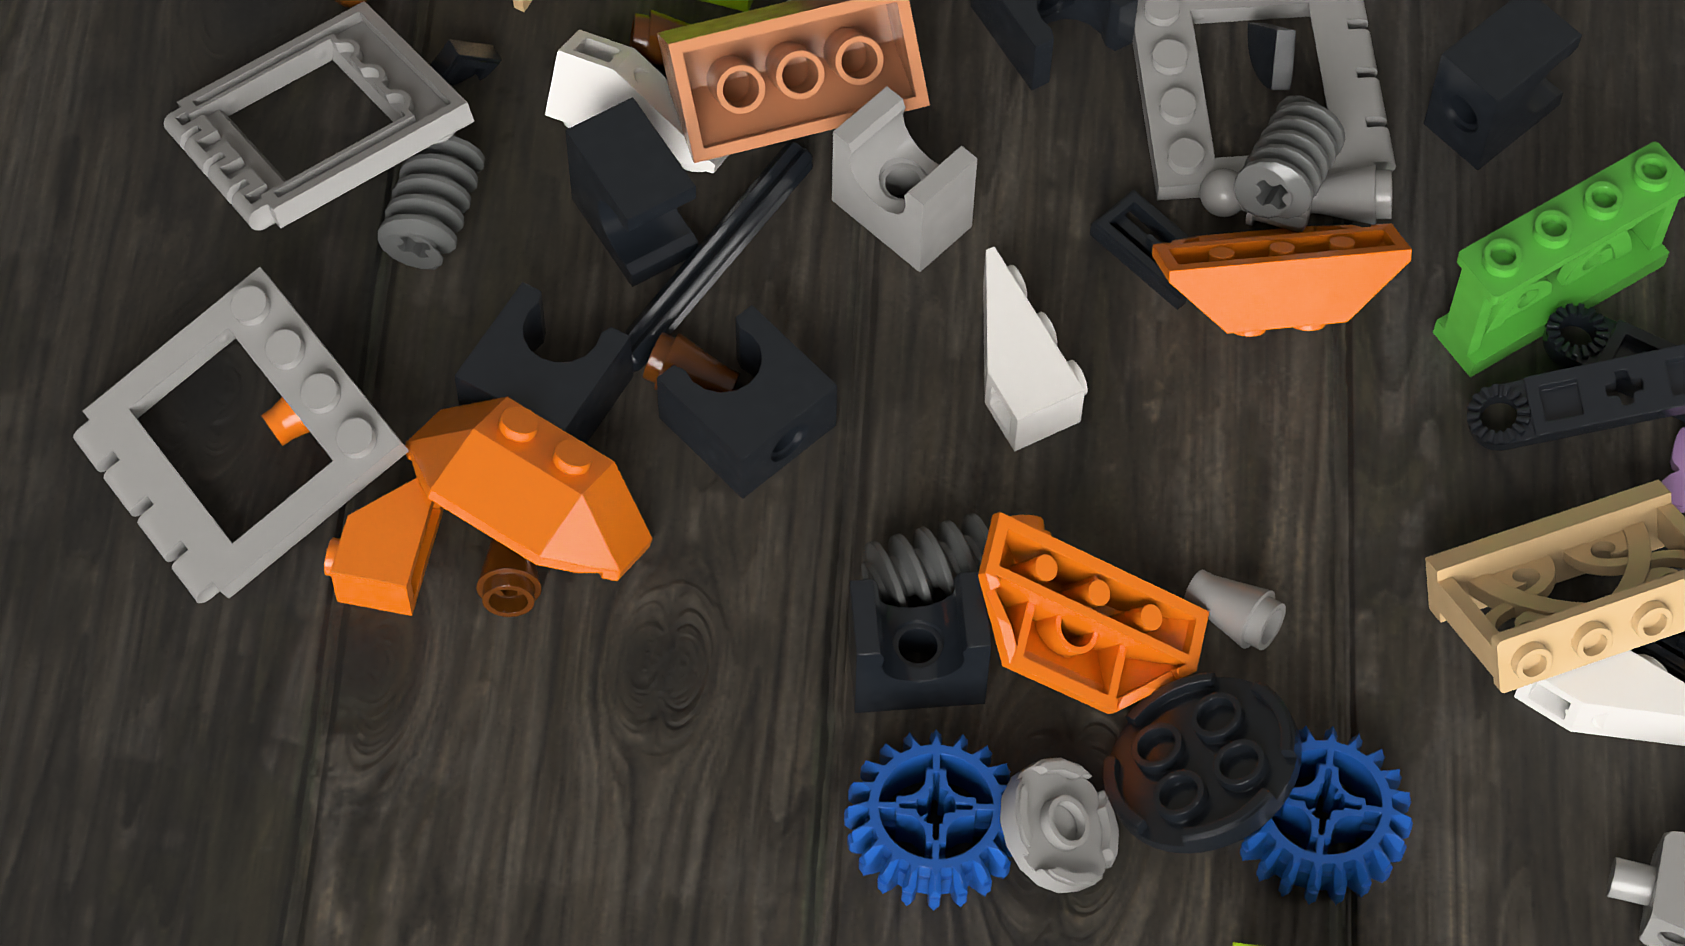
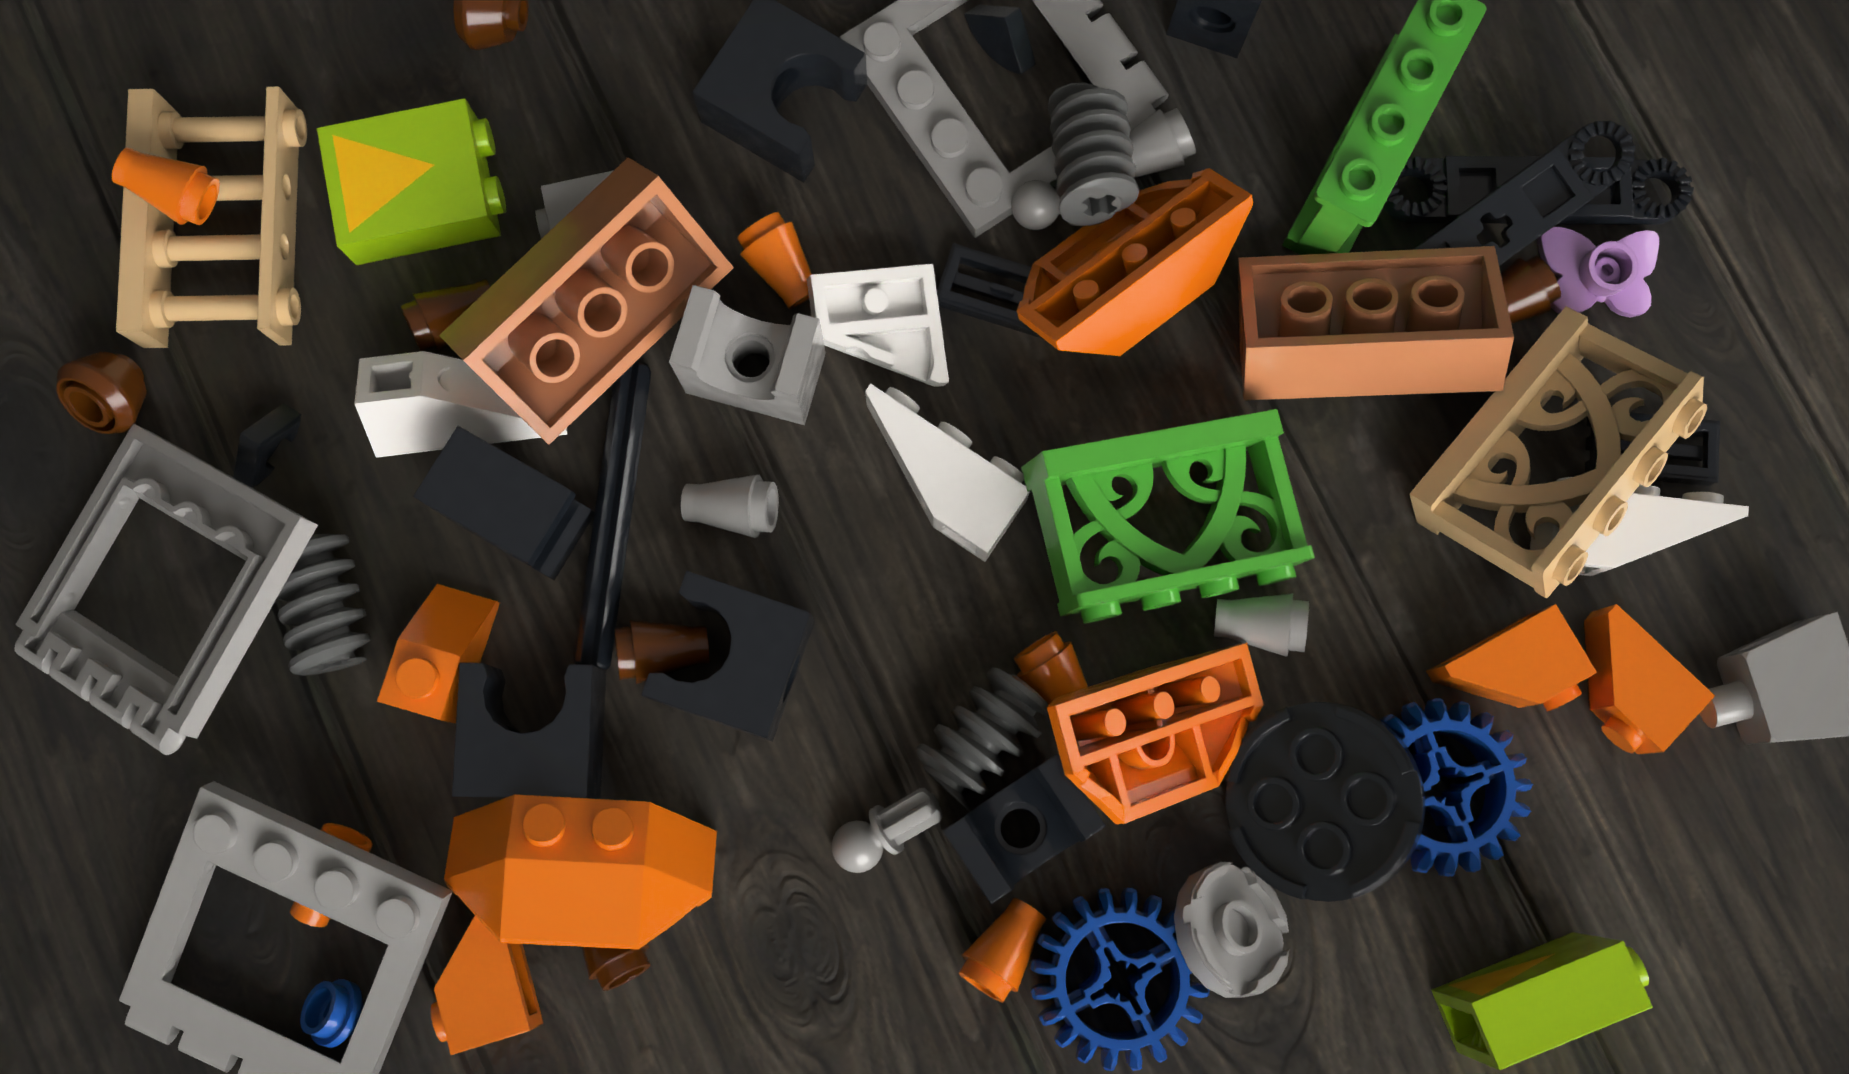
camera: 30 degrees left, 20 degrees up
(246, 505) = (331, 1012): none -> blue plate
(487, 278) = (427, 656): none -> orange slope
(769, 610) = (860, 844): none -> light grey axle
(822, 294) = (735, 504): none -> light grey cone
(838, 750) = (1002, 952): none -> orange cone
(974, 123) = (777, 257): none -> orange cone
(1036, 214) = (884, 318): none -> white wing
(1151, 501) = (1218, 446): none -> bright green fence
(1449, 750) = (1521, 664): none -> orange slope
(1466, 412) = (1373, 323): none -> nougat slope
(1558, 828) = (1638, 684): none -> orange slope
(1617, 461) = (1529, 288): none -> reddish brown cone

